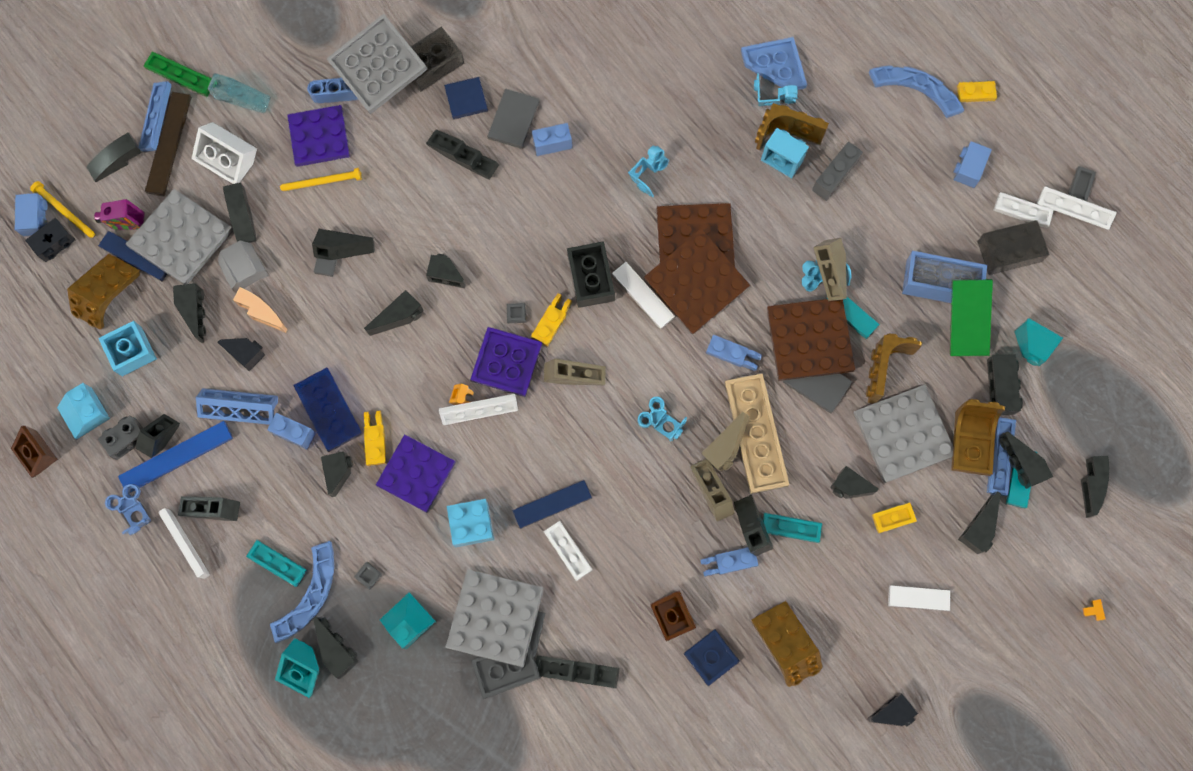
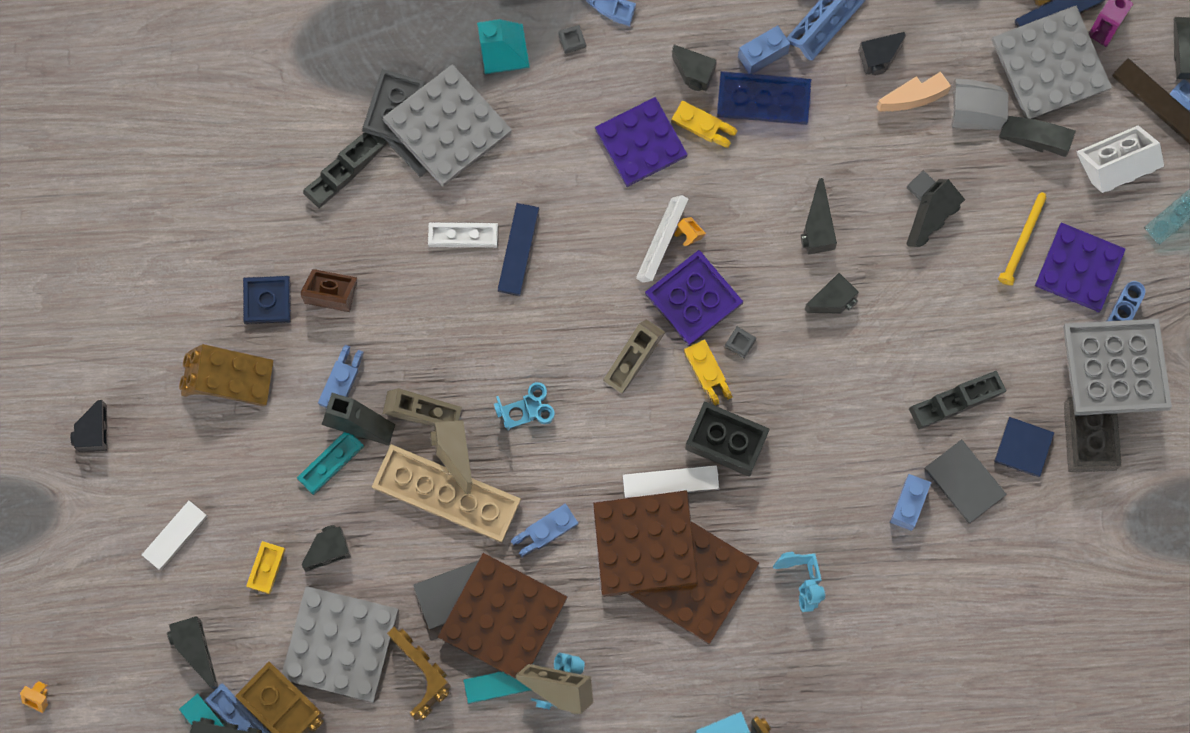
camera: 125 degrees right, 0 degrees up
(189, 304) = (964, 29): pearl dark grey slope -> none
(470, 523) = (553, 159): medium azure brick -> none

